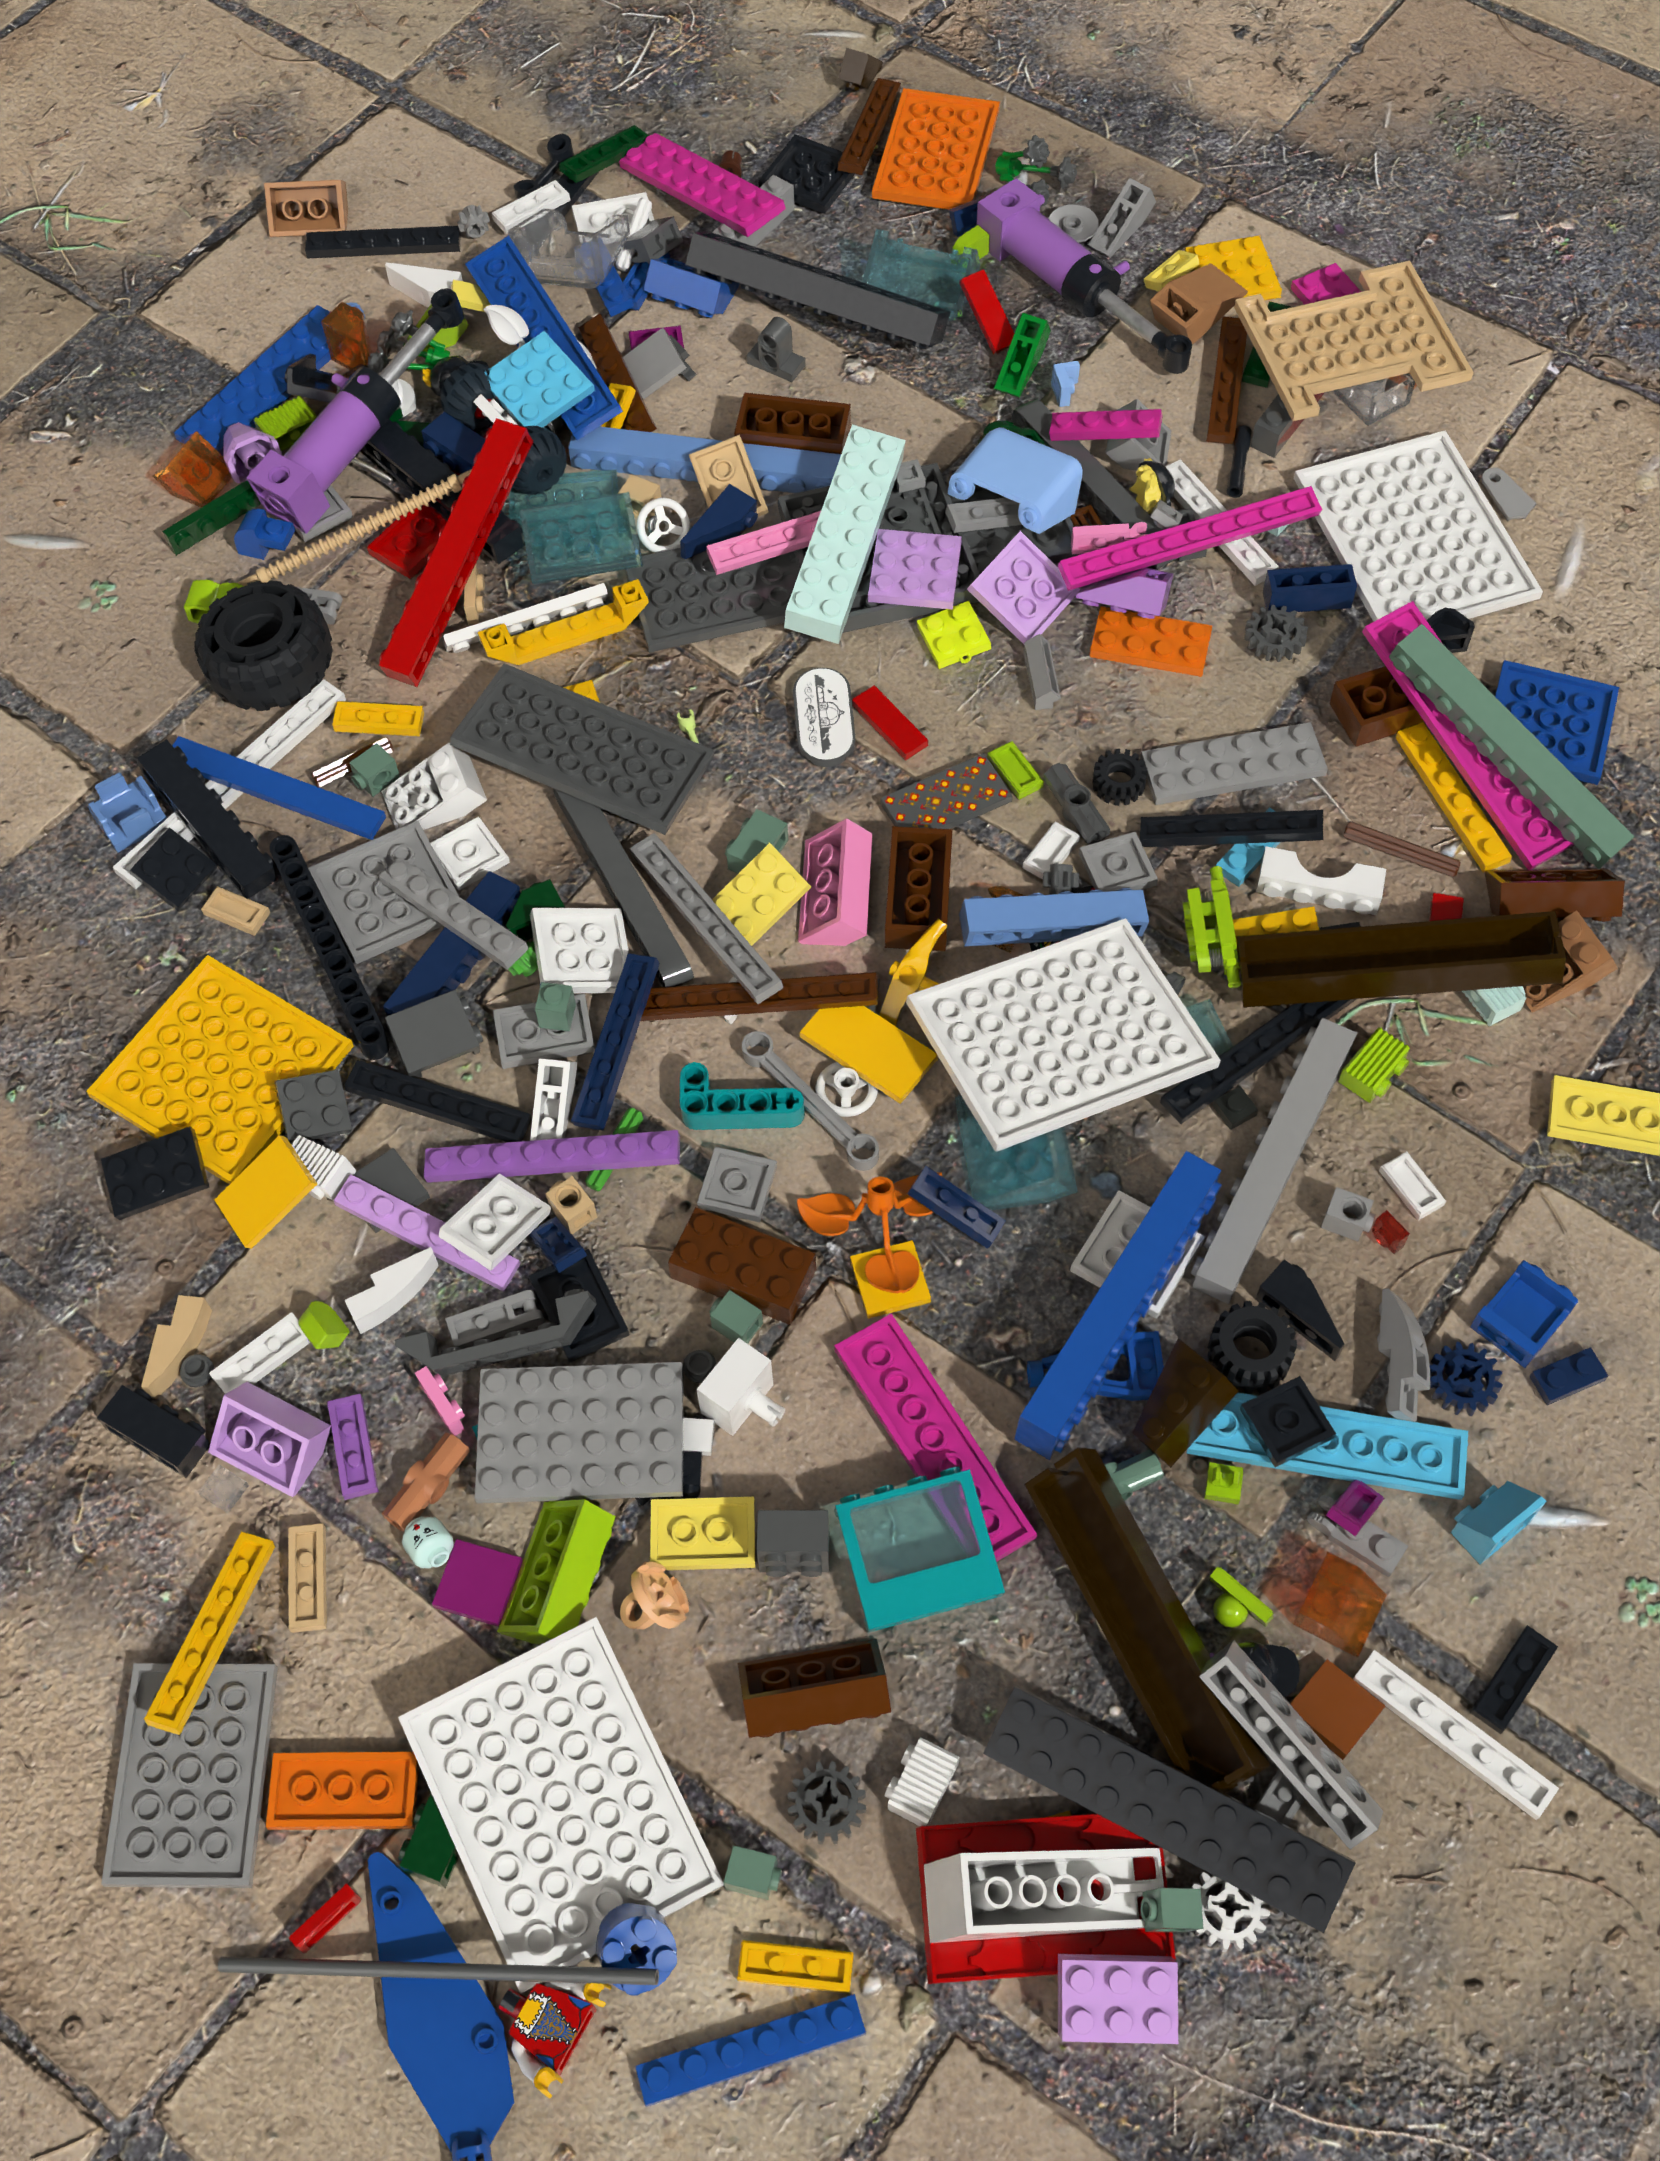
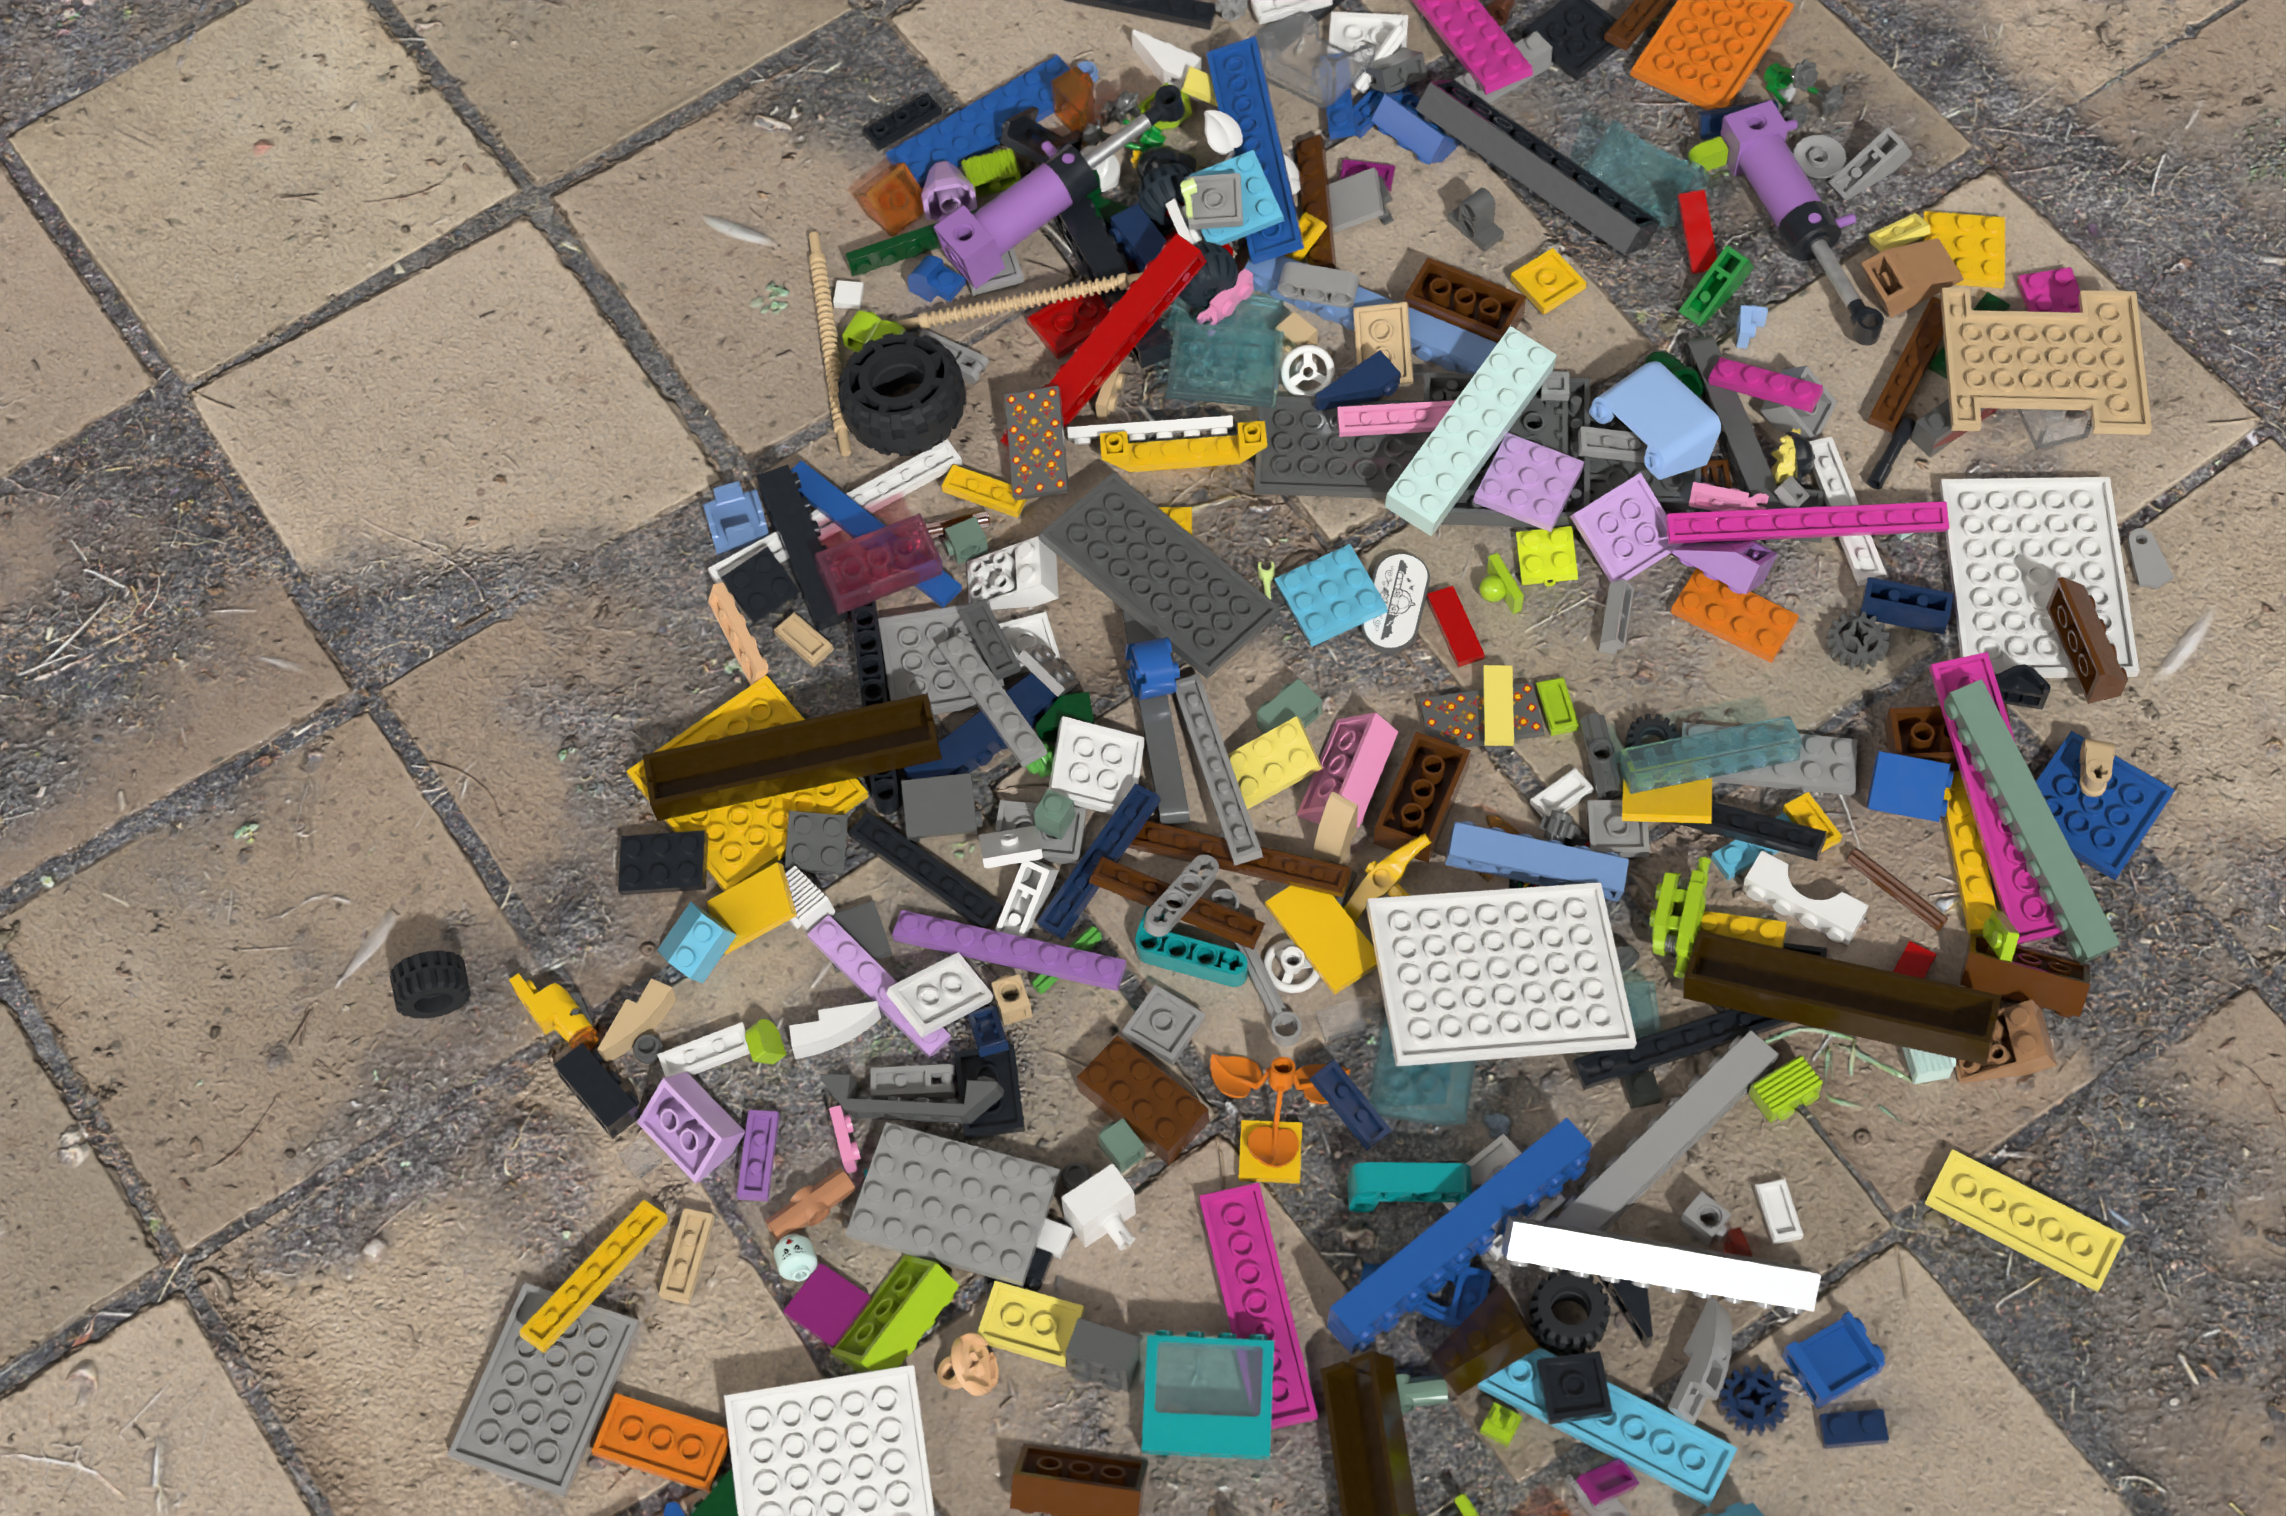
camera: 20 degrees right, 0 degrees up
(84, 1359) = (557, 1010): none -> yellow plate
(163, 922) = (737, 634): none -> light nougat plate
(171, 619) = (828, 335): none -> tan hose
(177, 572) = (848, 295): none -> white tile
(181, 402) = (902, 122): none -> black tile
(216, 1245) = (696, 943): none -> medium azure slope
(259, 1026) = (791, 757): none -> dark brown piece
(292, 810) = (878, 564): none -> clear pink brick
(417, 656) = (1036, 443): none -> dark grey tile
(431, 855) = (990, 640): none -> dark grey plate
(492, 377) = (1188, 188): none -> yellowish green hand
(493, 863) = (1046, 668): none -> flat silver plate
(521, 1051) = (1010, 847): none -> white plate
(522, 384) = (1217, 202): none -> light grey plate
(561, 481) = (1226, 301): none -> bright pink plate
(608, 836) = (1151, 668): none -> blue brick
(647, 442) = (1318, 284): none -> light grey beam
(710, 1058) = (1202, 914): none -> reddish brown tile
(714, 1048) = (1180, 894): none -> light grey beam
(758, 725) = (1331, 595): none -> medium azure plate
(848, 938) = (1336, 830): none -> tan slope
(864, 389) = (1548, 281): none -> yellow plate
(921, 671) = (1501, 585): none -> lime tile
(921, 1122) = (1348, 1017): none -> clear plate
(960, 783) = (1498, 705): none -> light yellow tile
(1042, 1267) = (1406, 1182): none -> teal beam
(1156, 823) = (1676, 803): none -> yellow tile
(1183, 770) = (1710, 754): none -> clear light blue brick
(1291, 799) = (1808, 813): none -> yellow plate
(1325, 1270) = (1660, 1264): none -> brick
(1378, 749) = (1909, 786): none -> blue panel
(1487, 576) = (2086, 641): none -> reddish brown slope
(1521, 860) = (2001, 935): none -> lime plate
(1542, 683) = (2096, 766): none -> tan piece

